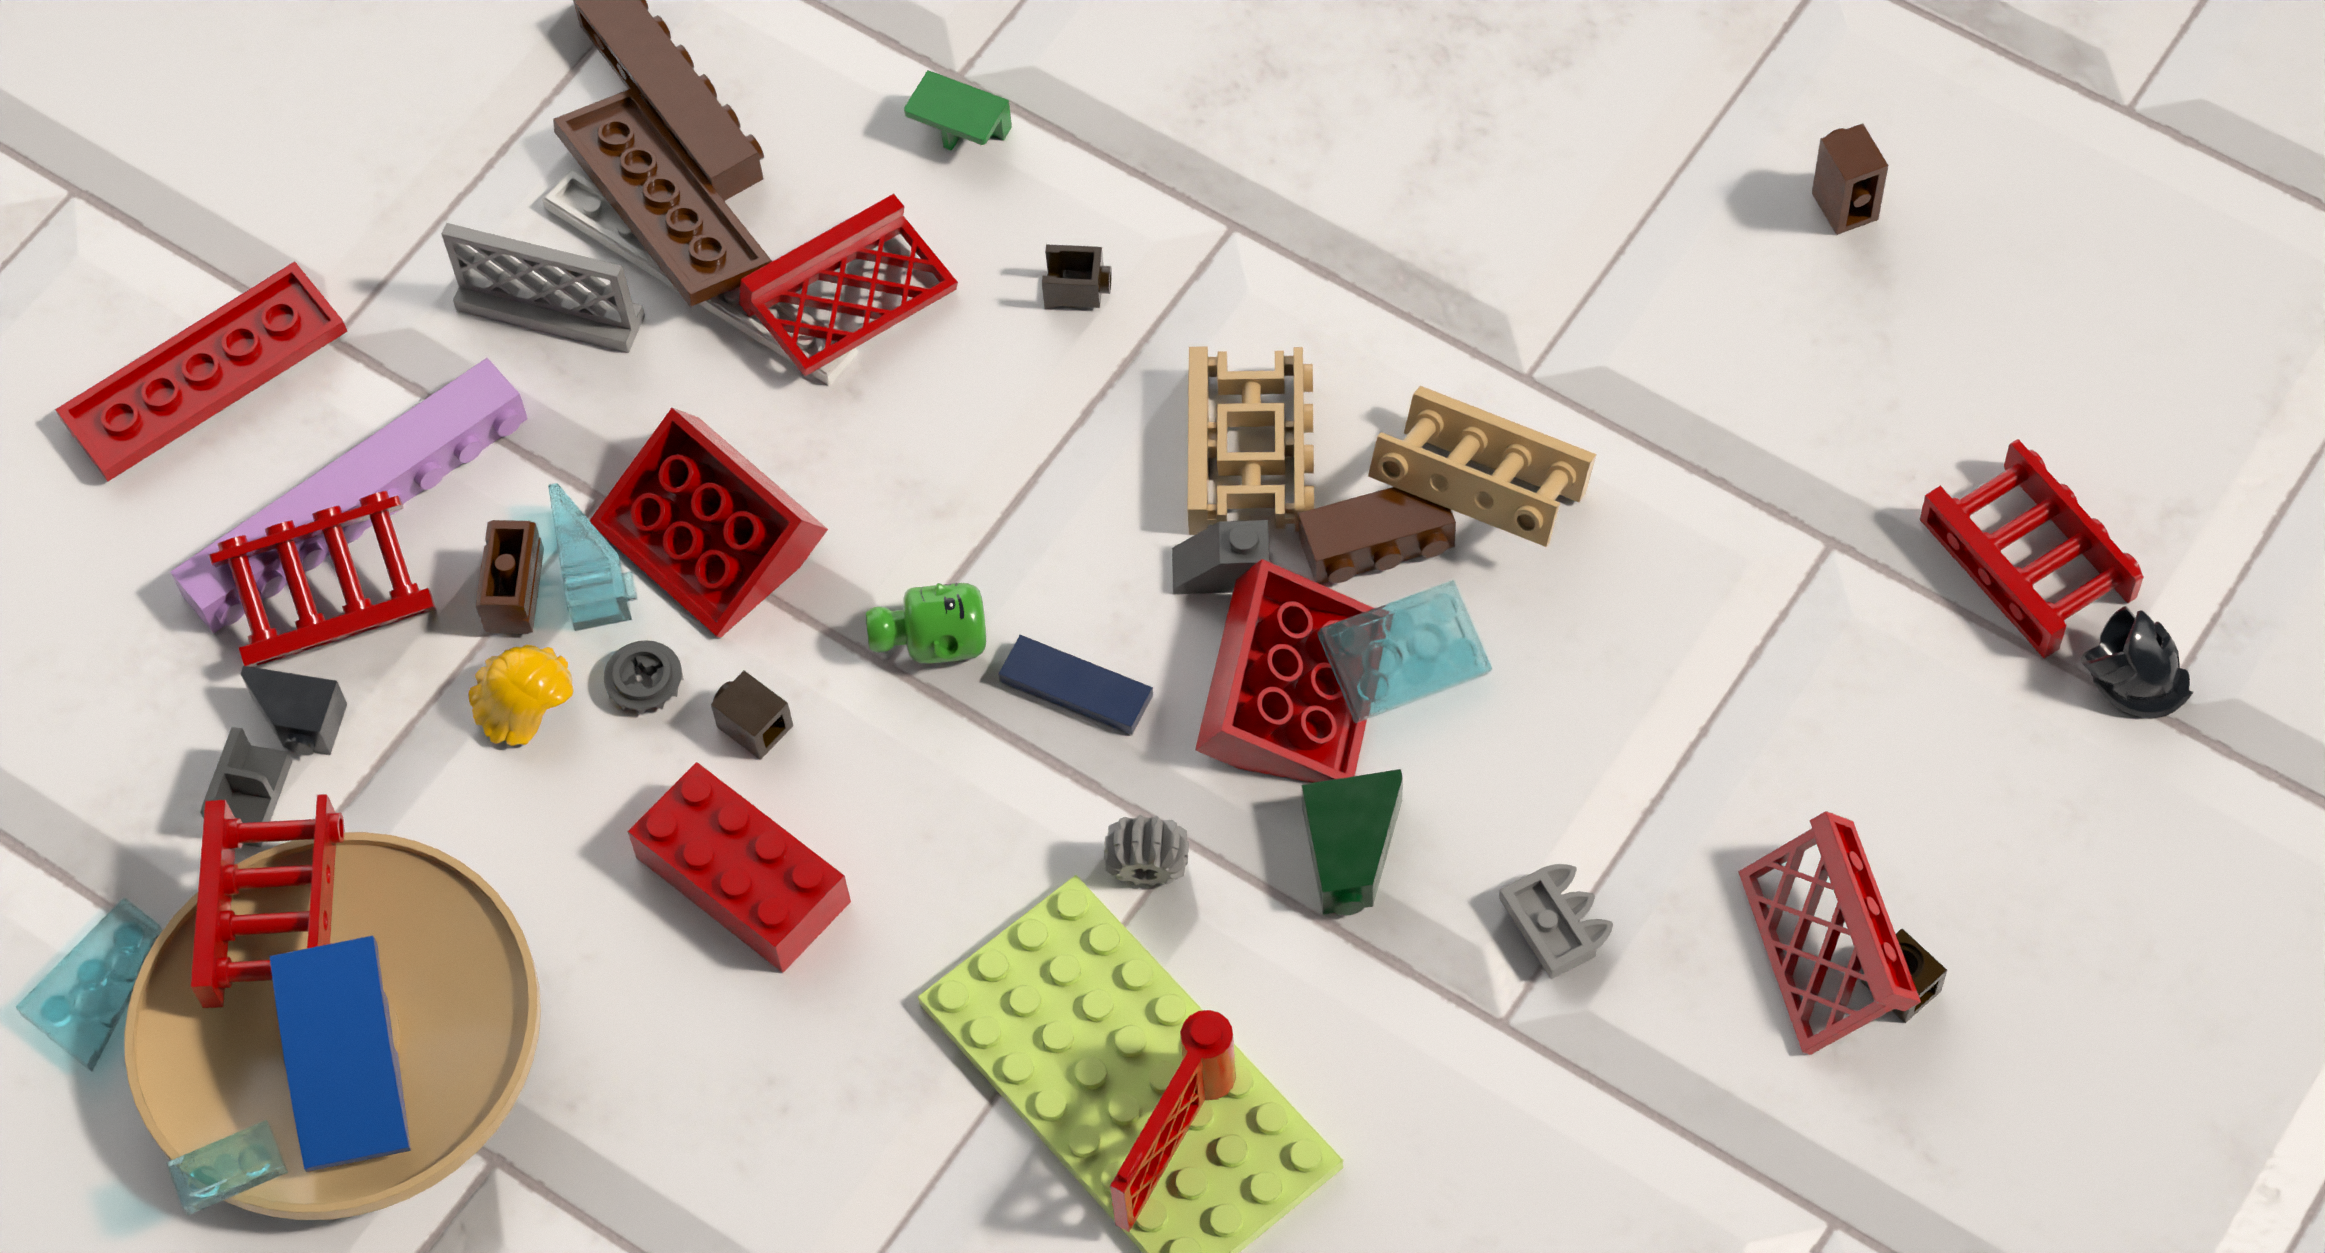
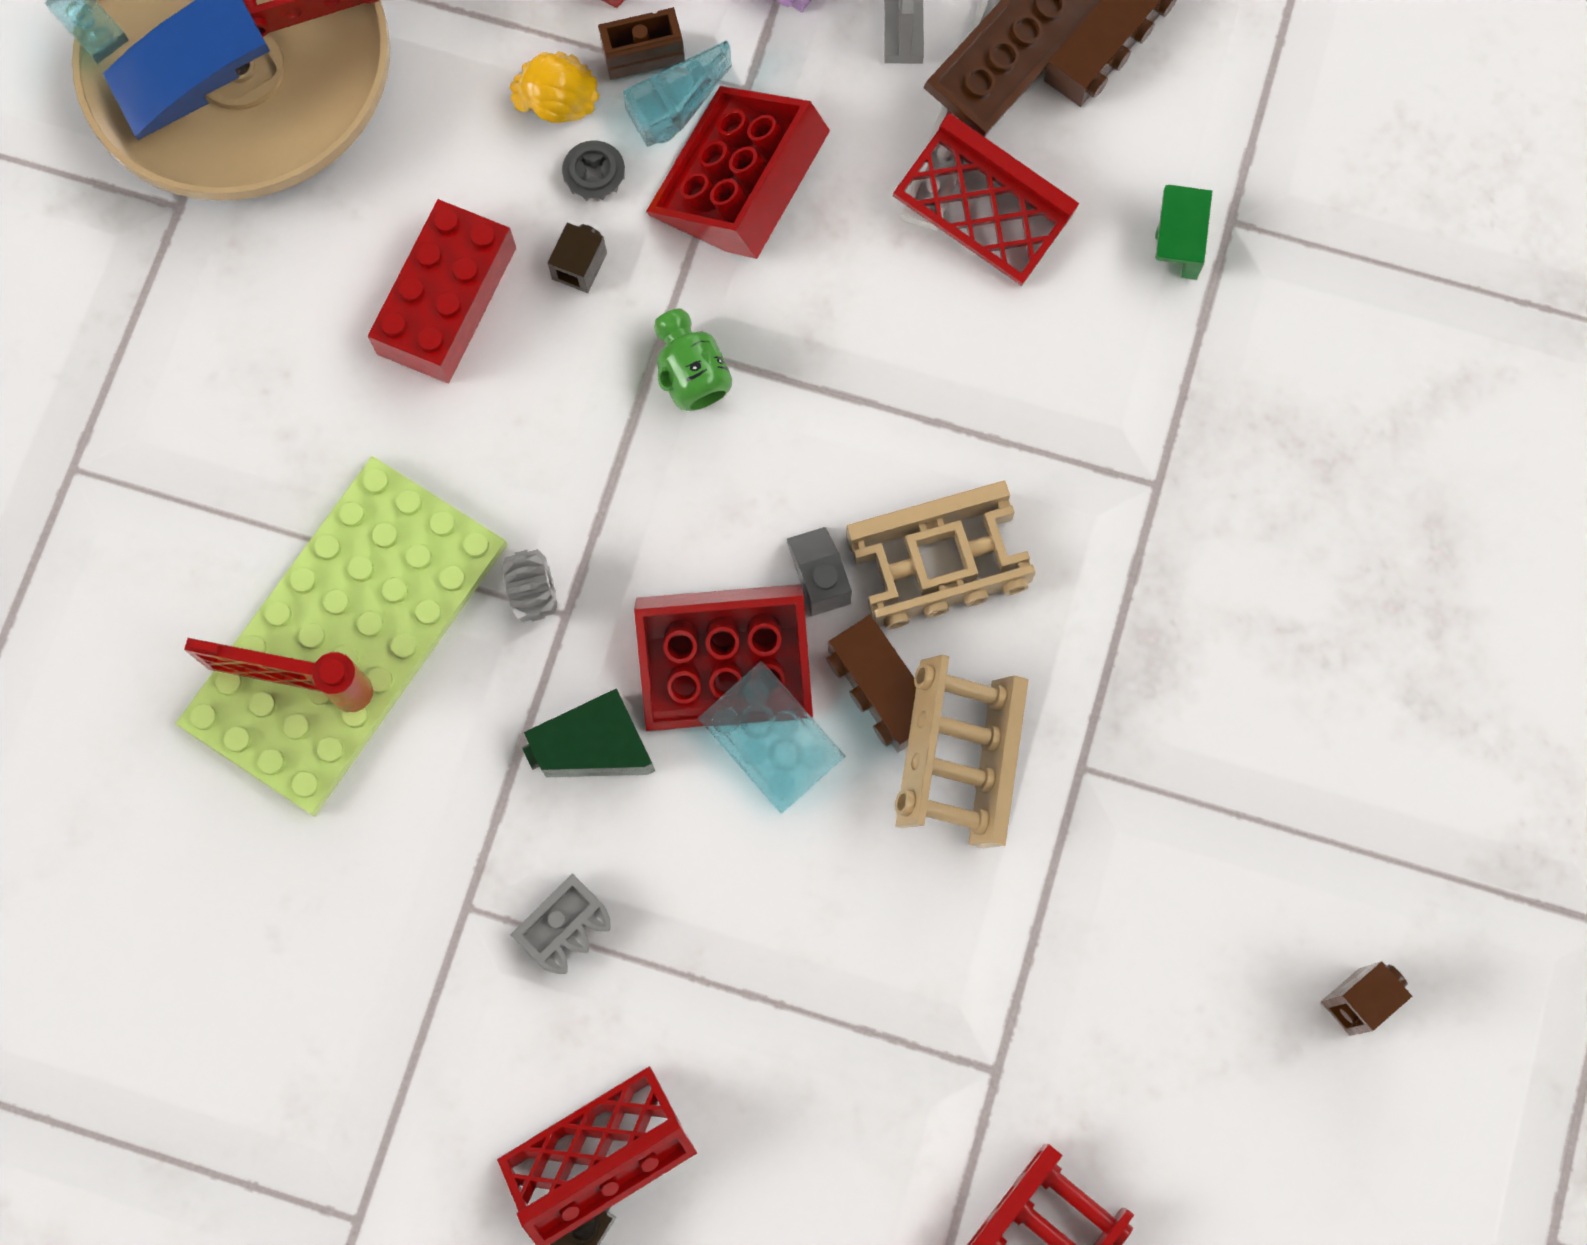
camera: 70 degrees right, 15 degrees up
(1075, 276) = (1054, 373): dark brown window -> none
(1076, 684) = (677, 490): dark blue tile -> none

